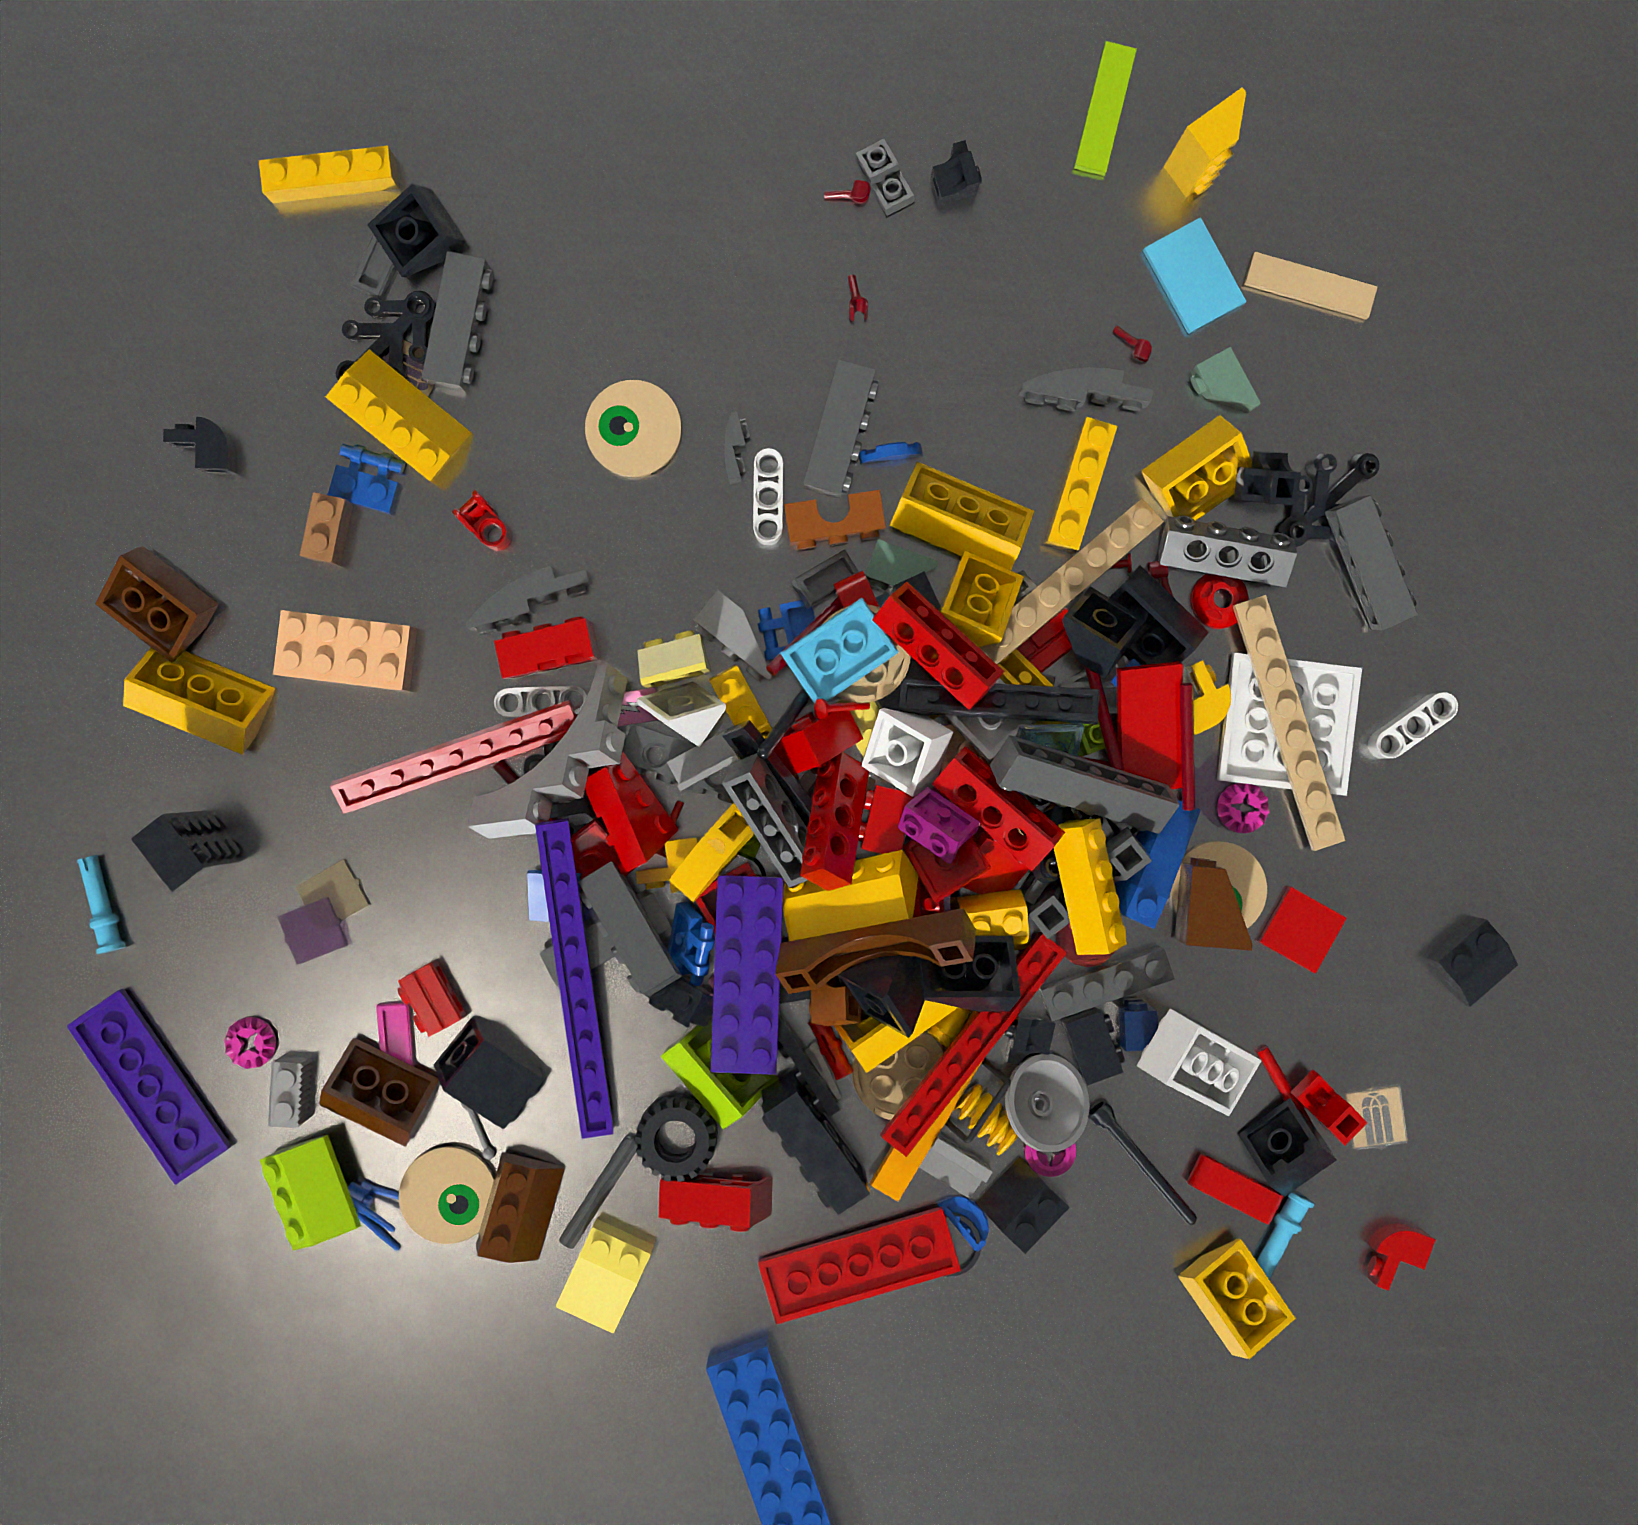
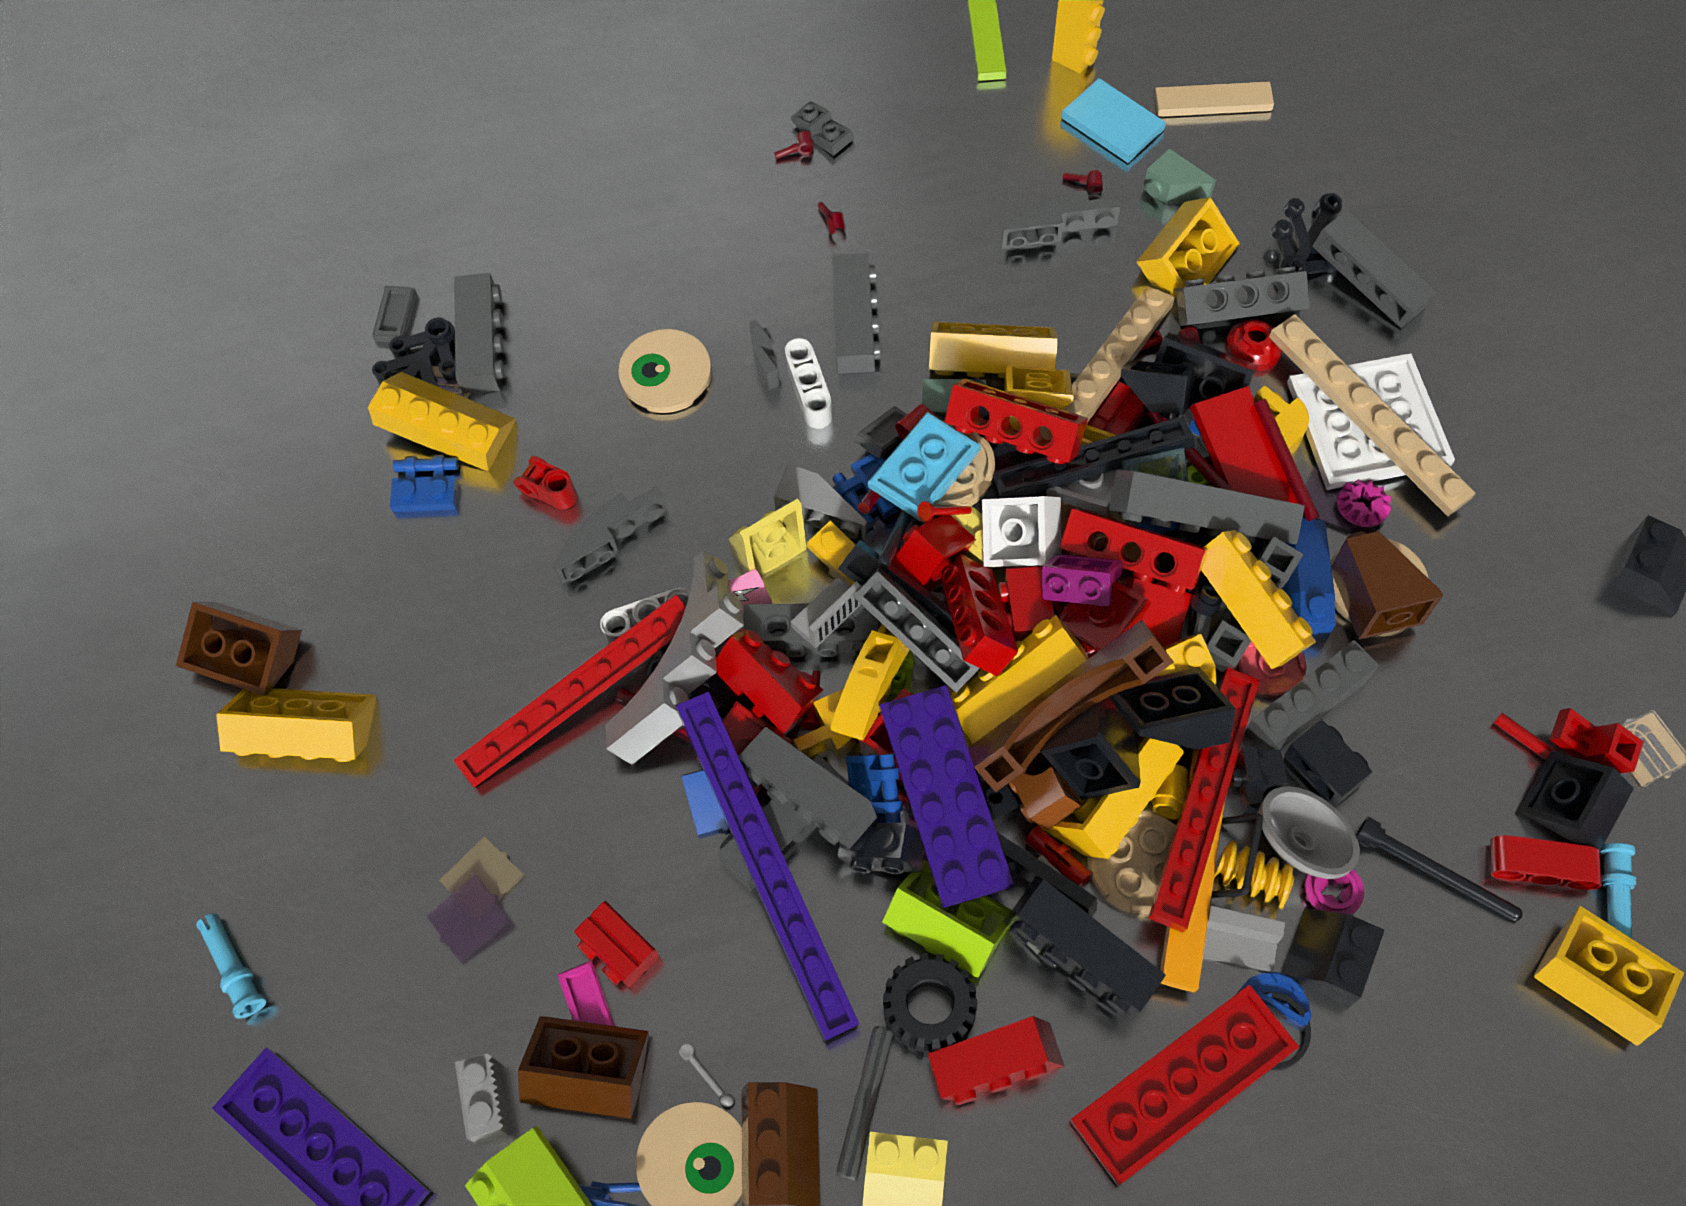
camera: 15 degrees left, 25 degrees down
(187, 849) = (314, 848): black brick -> none
(213, 445) = (262, 494): black brick -> none
(264, 1041) = (430, 1079): dark pink gear -> none
(326, 529) = (395, 532): medium nougat brick -> none
(329, 174) = (333, 257): yellow brick -> none
(345, 650) = (438, 632): light nougat brick -> none
(416, 230) = (421, 272): black slope -> none
(487, 1074) = (702, 1004): black slope -> none
(546, 648) = (642, 565): red wedge -> none
(685, 709) = (792, 581): white slope -> none
(808, 527) = (855, 395): dark orange arch -> none
(890, 452) = (906, 317): blue tile -> none
(957, 177) = (883, 106): black brick -> none
(1080, 485) = (1087, 290): yellow brick -> none
(1135, 1024) = (1365, 721): dark blue brick -> none
(1198, 1062) = (1444, 726): white brick -> none
(1268, 480) = (1251, 236): black brick -> none
(1302, 929) = (1476, 594): red tile -> none
(1427, 721) = (1482, 385): white beam -> none

